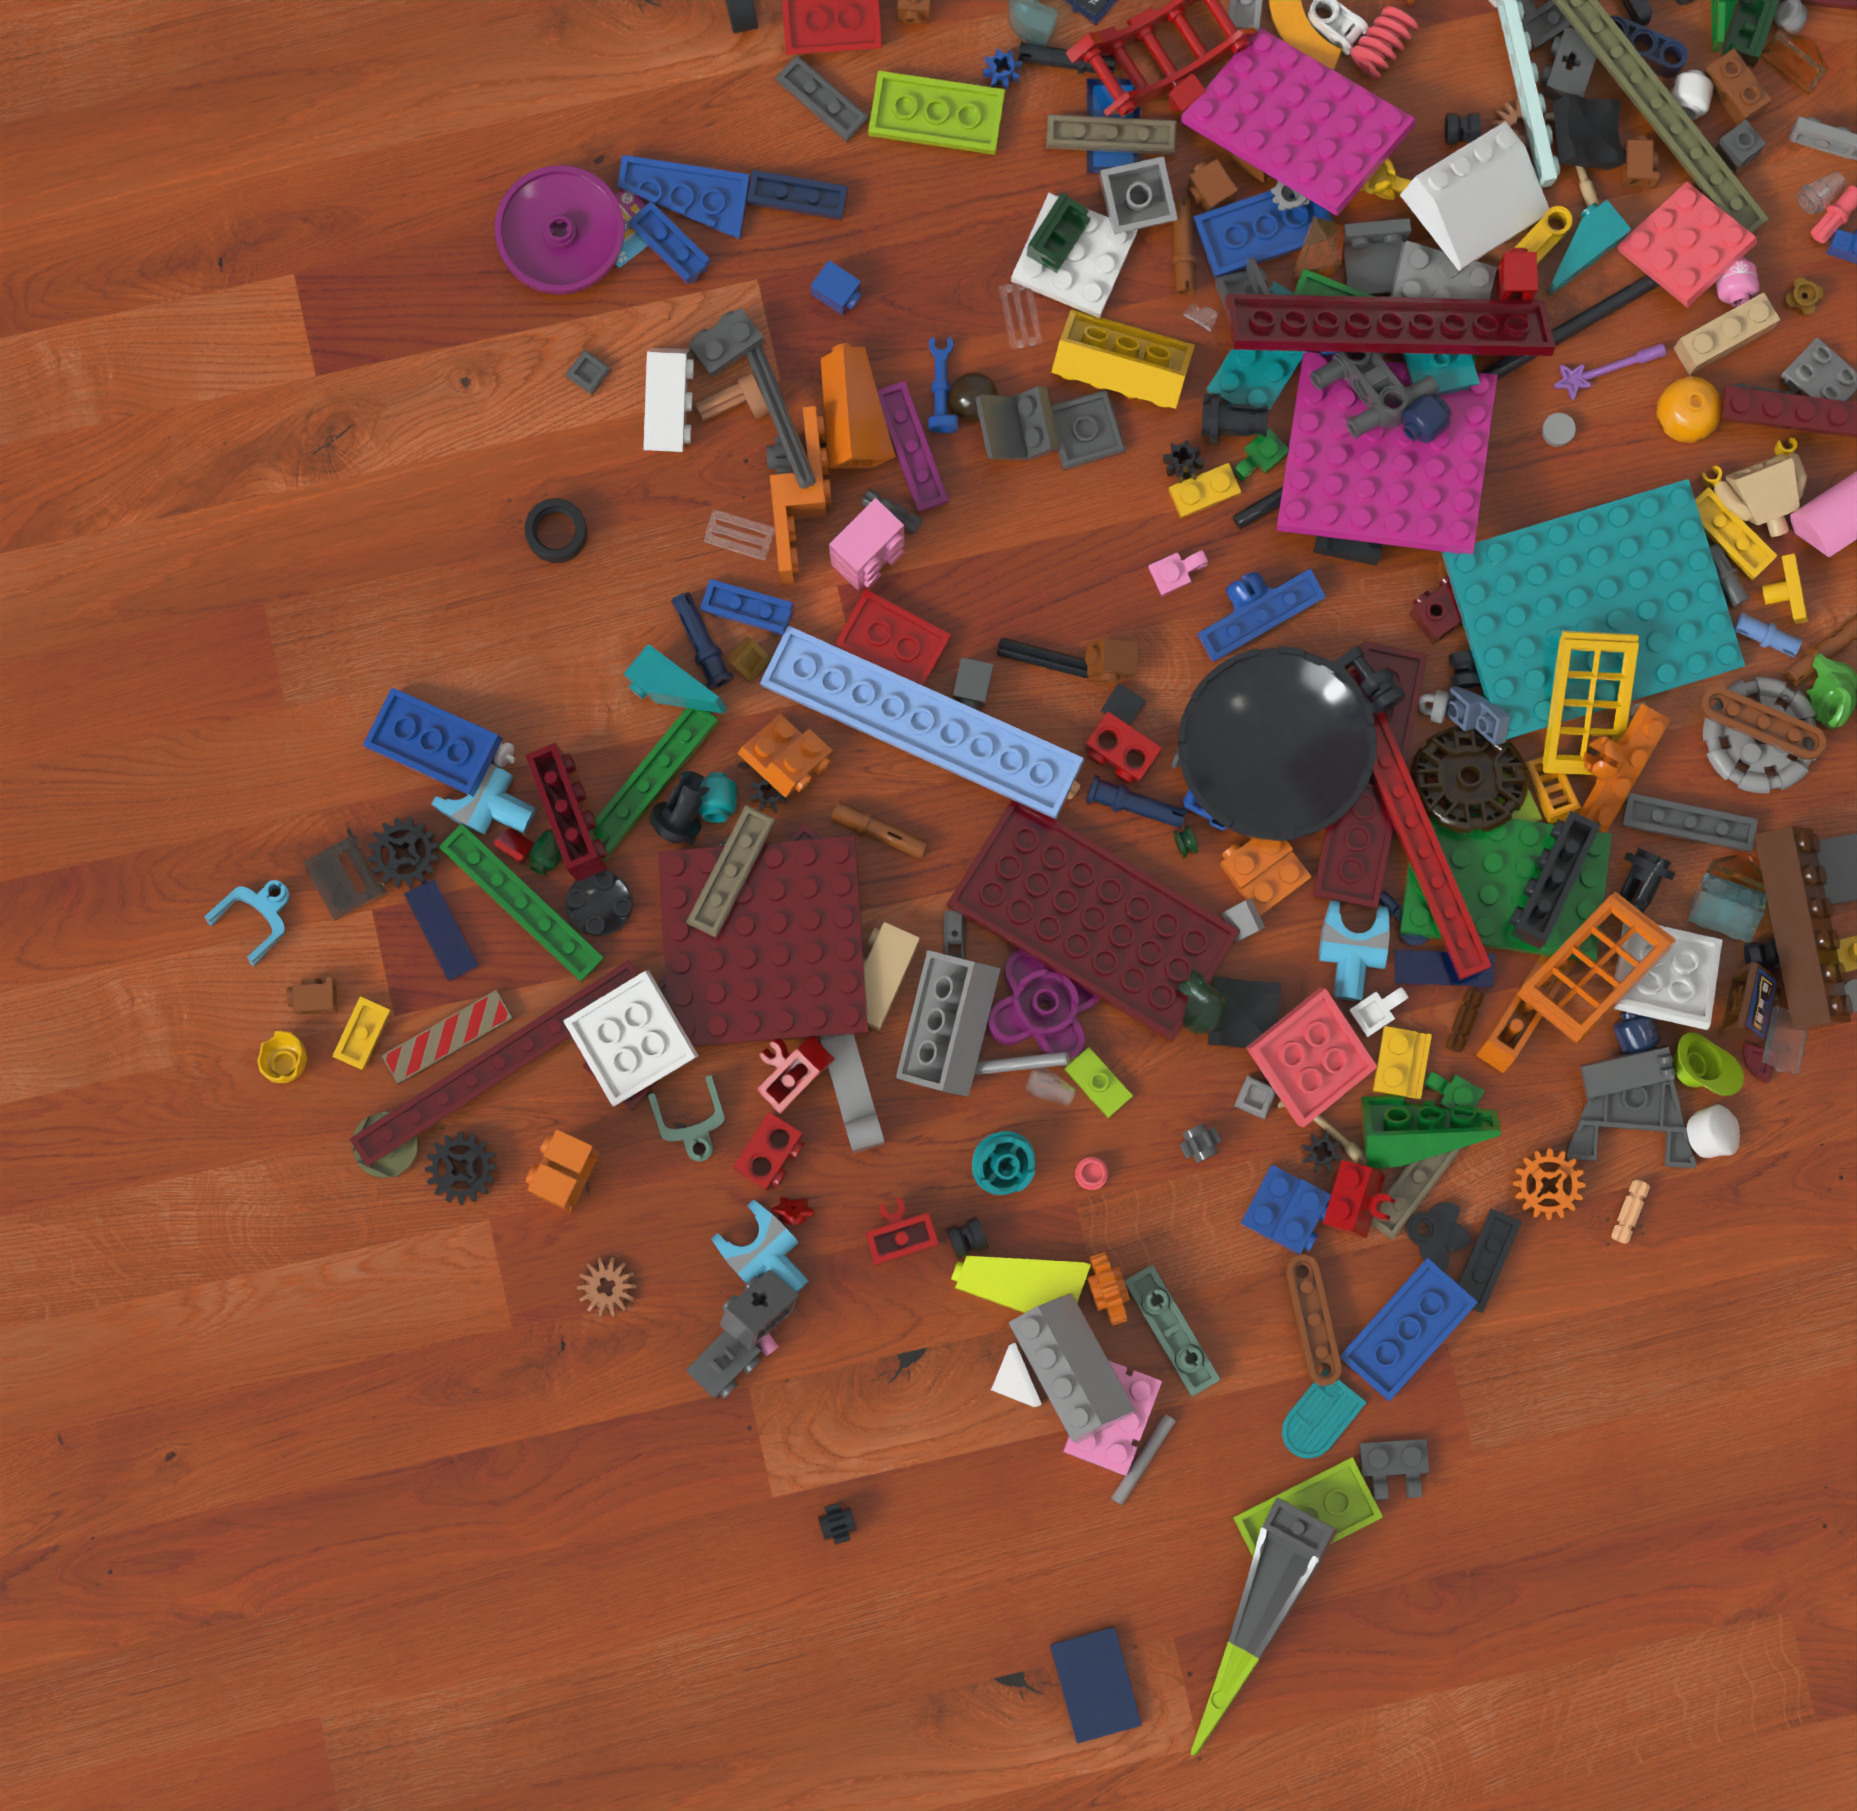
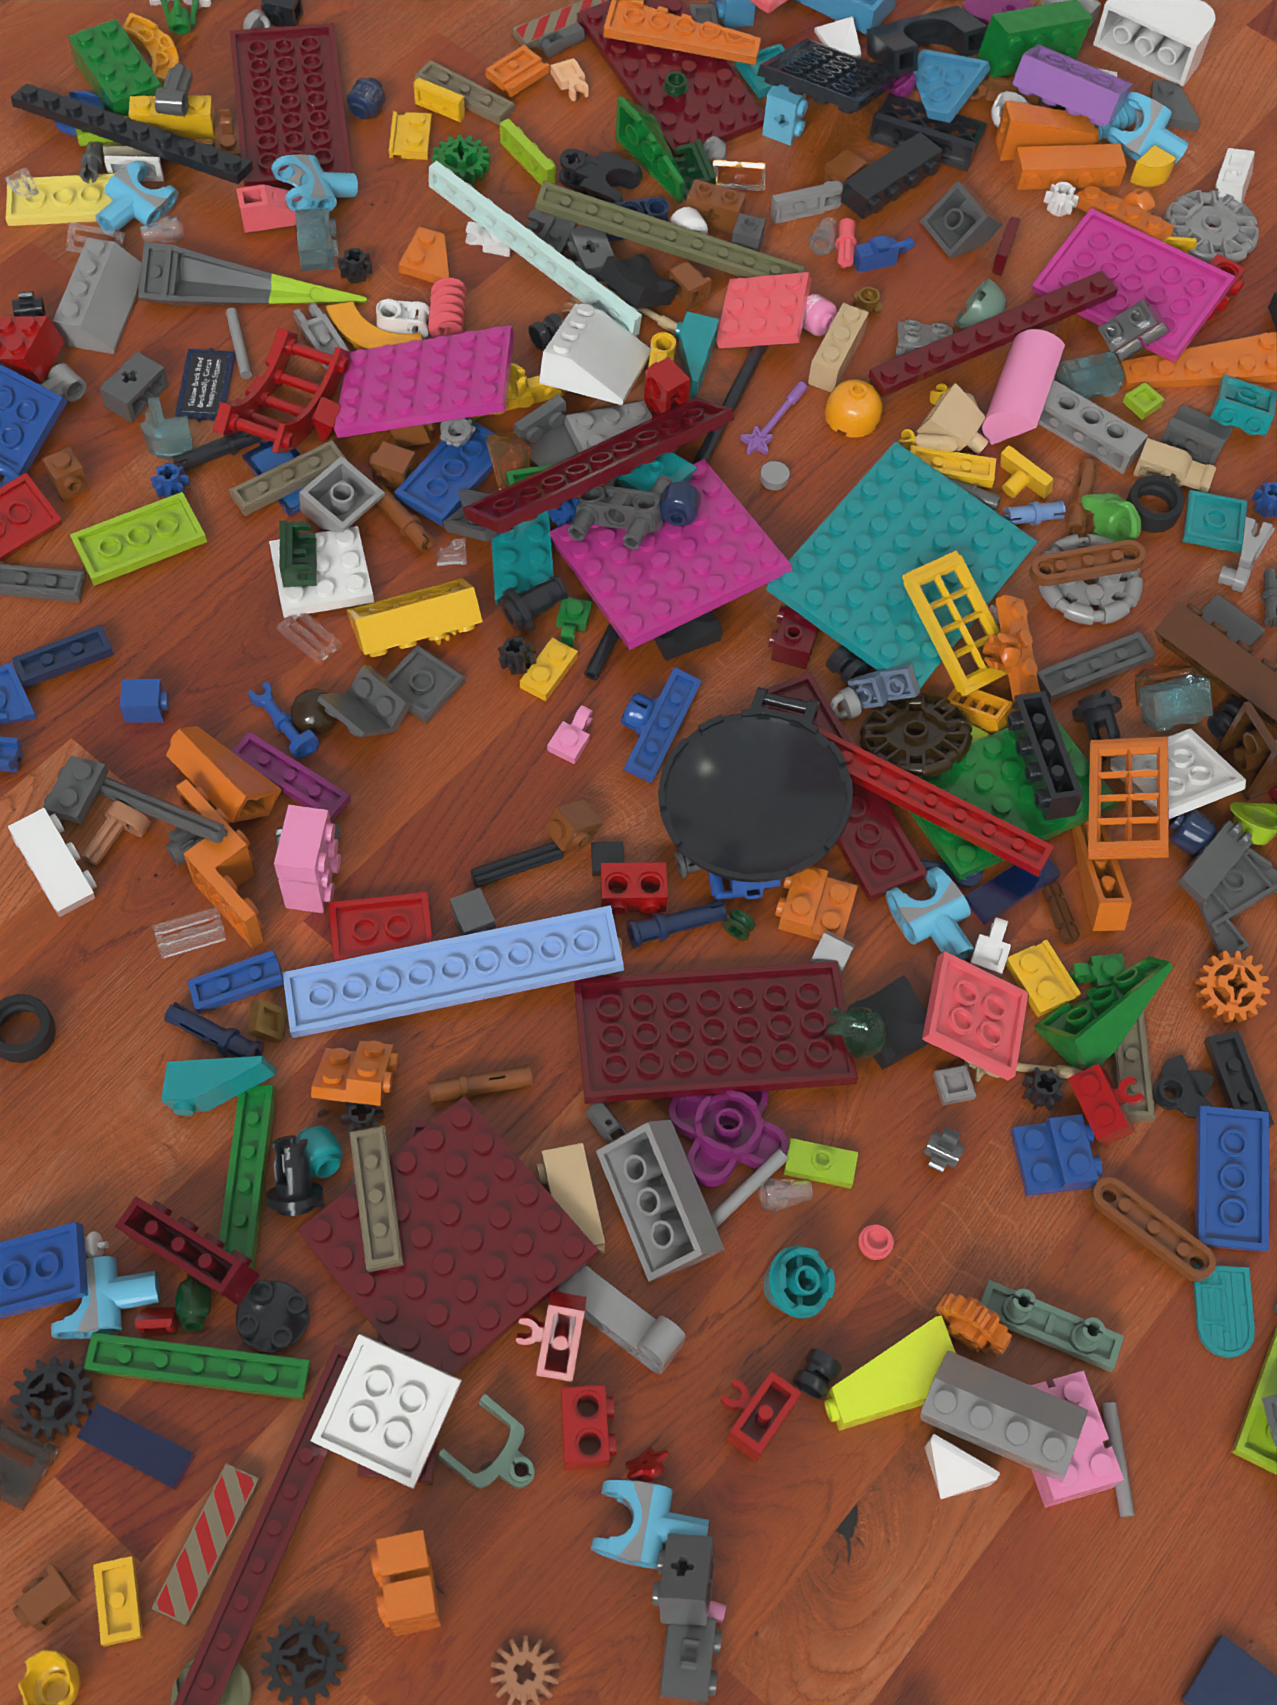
camera: 40 degrees left, 20 degrees down
(1383, 690) = (807, 696): black wheel -> none

